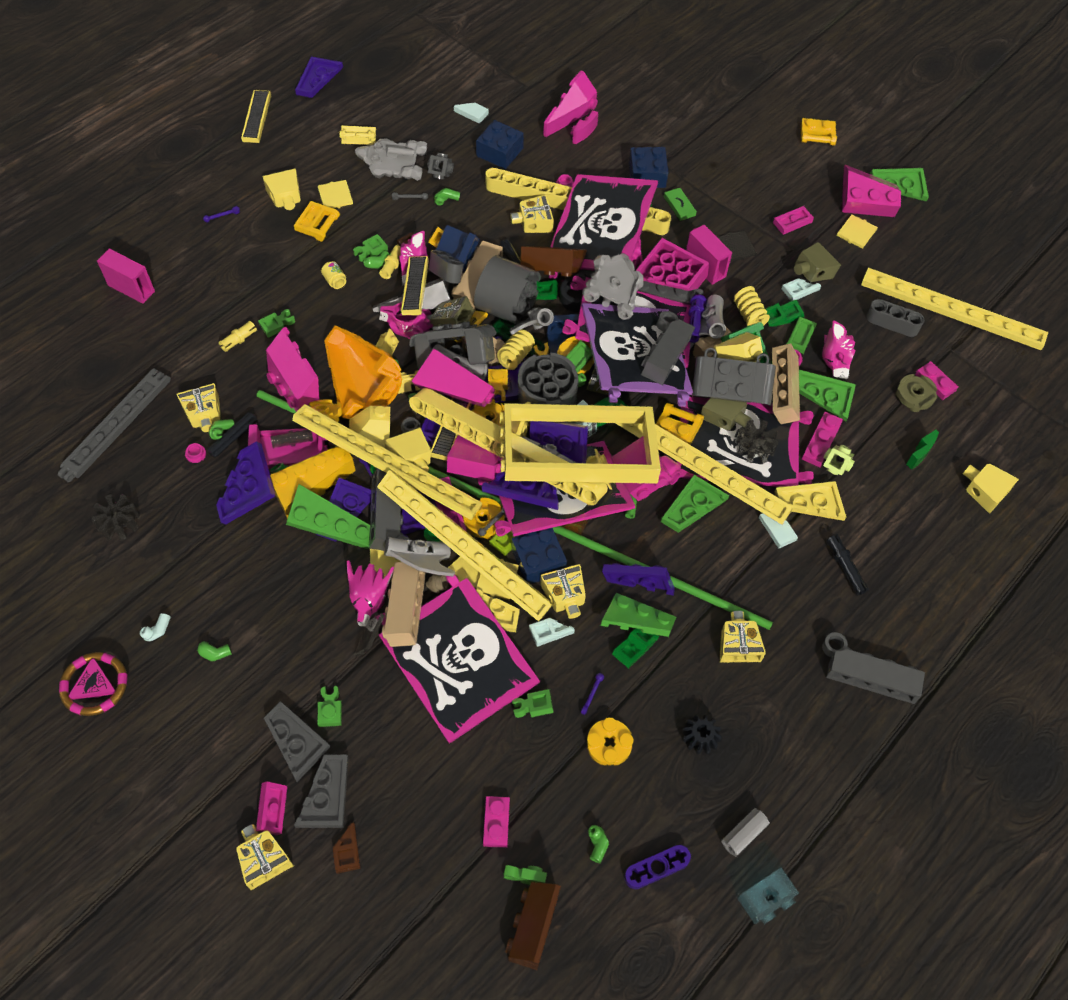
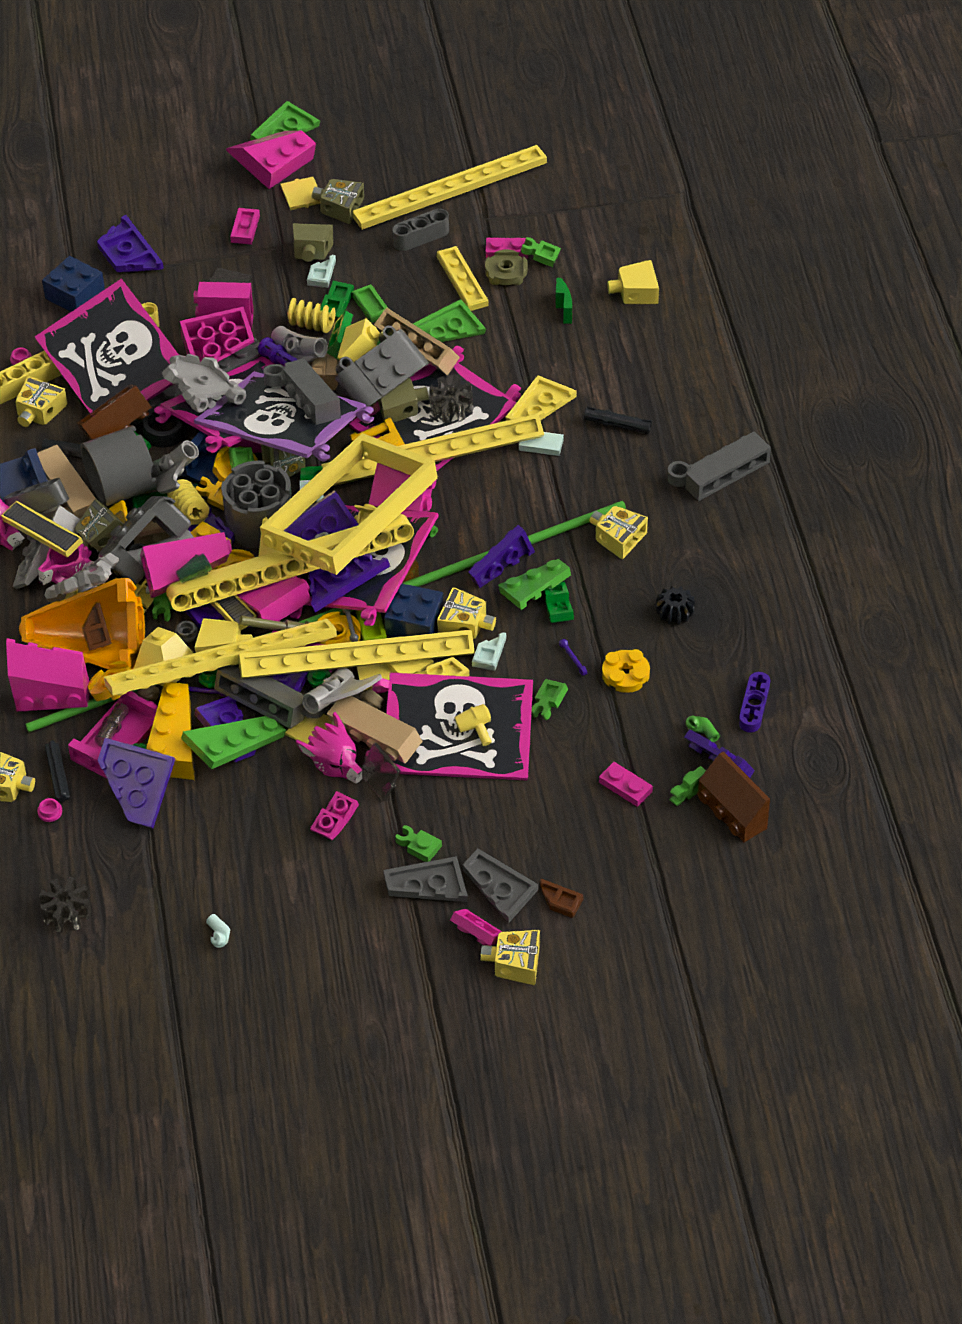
camera: 50 degrees left, 10 degrees down
(92, 683) = (236, 998): piece -> none
(211, 653) = (283, 901): bright green arm -> none
(217, 428) = (42, 775): bright green arm -> none
(314, 633) = (335, 816): none -> dark pink slope
(360, 373) = (95, 629): none -> reddish brown tile
(382, 337) = (89, 577): none -> light grey shield
(446, 391) = (194, 568): none -> clear green cone
(458, 483) = (268, 624): none -> olive pin
(466, 666) = (475, 719): none -> light yellow piece
(574, 883) = (700, 743): none -> dark purple wing
(680, 204) = (144, 291): bright green tile -> none
(693, 503) = (464, 482): bright green wing -> none
(709, 173) = (128, 249): none -> dark purple wing
(745, 832) = (777, 628): light grey axle -> none
(775, 884) = (837, 645): clear light blue brick -> none
(818, 131) = (162, 142): yellow plate -> none
(822, 439) = (487, 359): dark pink plate -> none
(833, 464) = (528, 358): yellowish green brick -> none
(838, 350) = (409, 285): dark pink piece -> none
(872, 254) = (340, 198): none -> olive torso
(879, 373) = (462, 278): none -> light yellow tile
(953, 405) = (542, 252): none -> bright green plate

